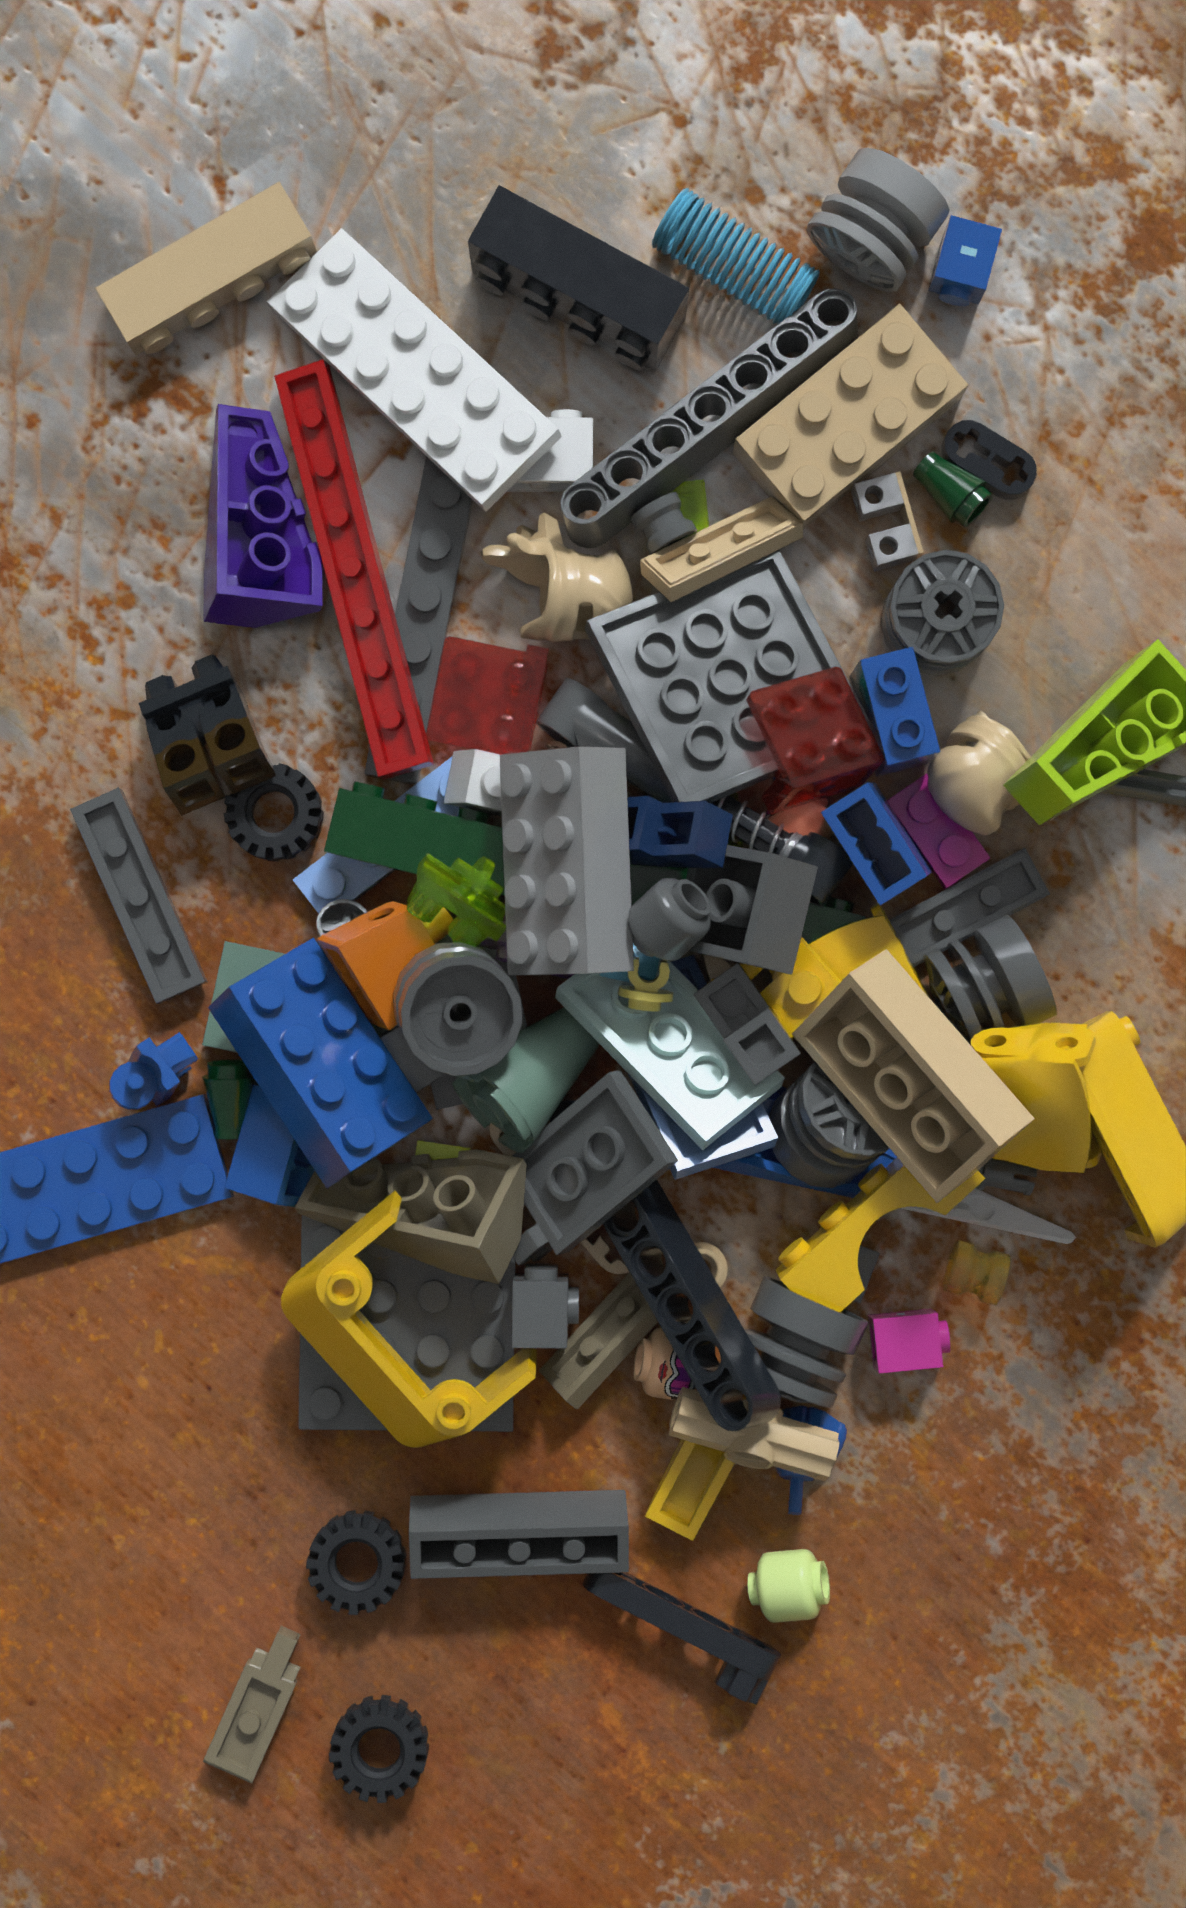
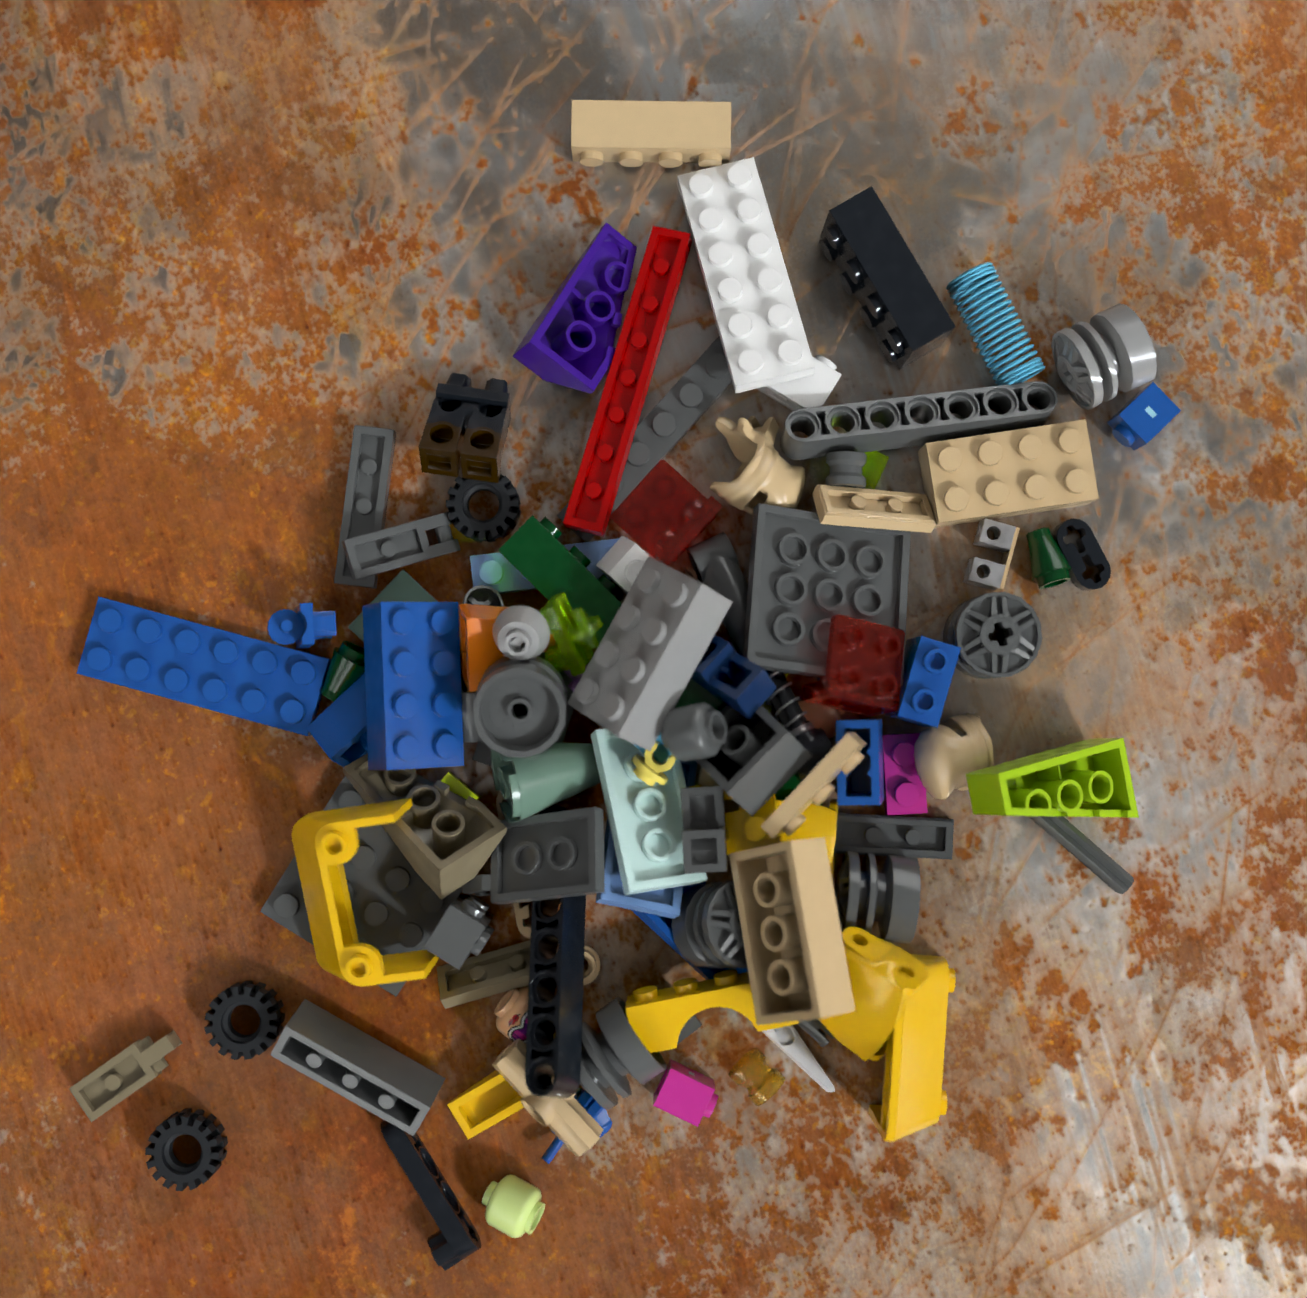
camera: 30 degrees right, 0 degrees up
(206, 916) = (399, 546): none -> dark grey plate
(409, 914) = (521, 632): none -> light grey cone
(842, 898) = (815, 786): none -> tan plate

